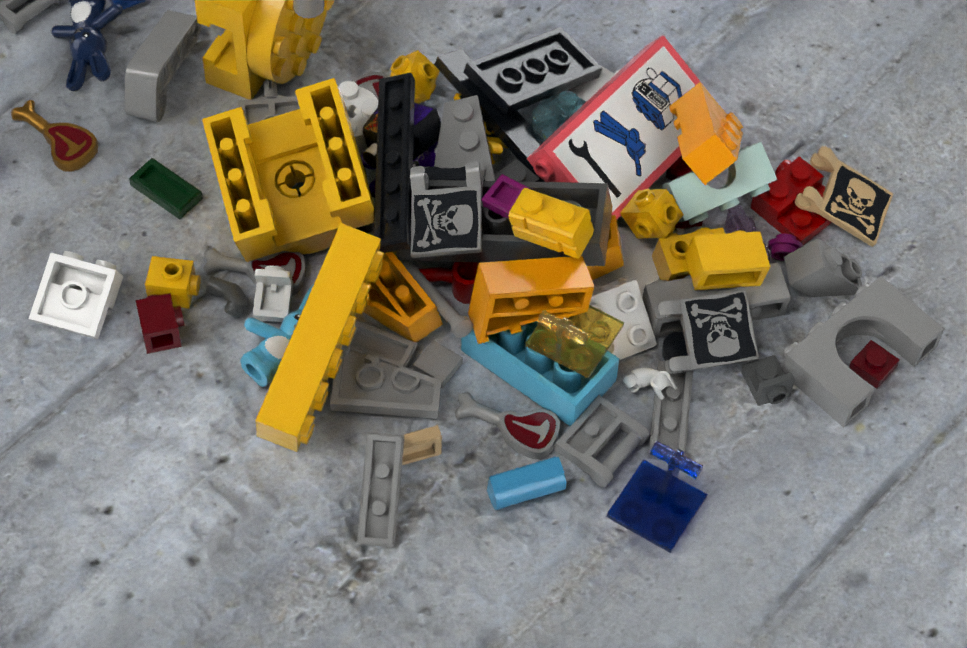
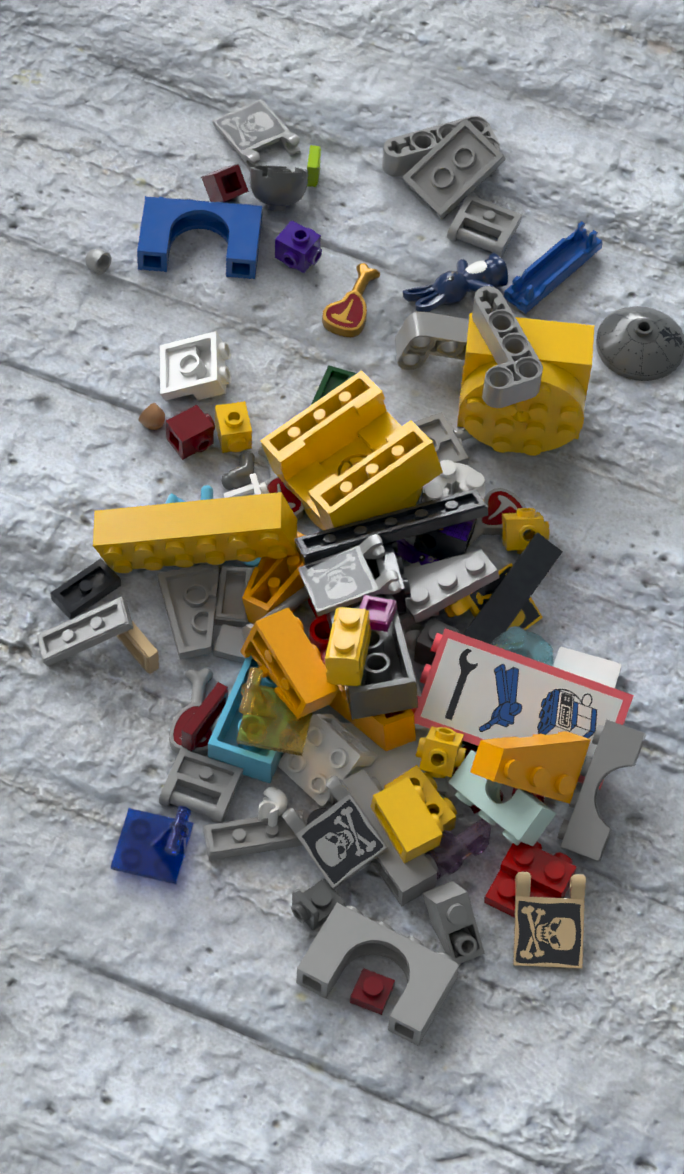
camera: 70 degrees right, 0 degrees up
(119, 354) = (152, 417): none -> medium nougat hinge
(318, 479) = (85, 589): none -> black plate
(526, 483) = (134, 738): dark azure brick -> none
(531, 406) = (204, 717): none -> dark red tile
(532, 70) = (565, 615): black plate -> none
(714, 68) = (616, 748): none -> light grey arch
(783, 245) = (470, 881): magenta plate -> none

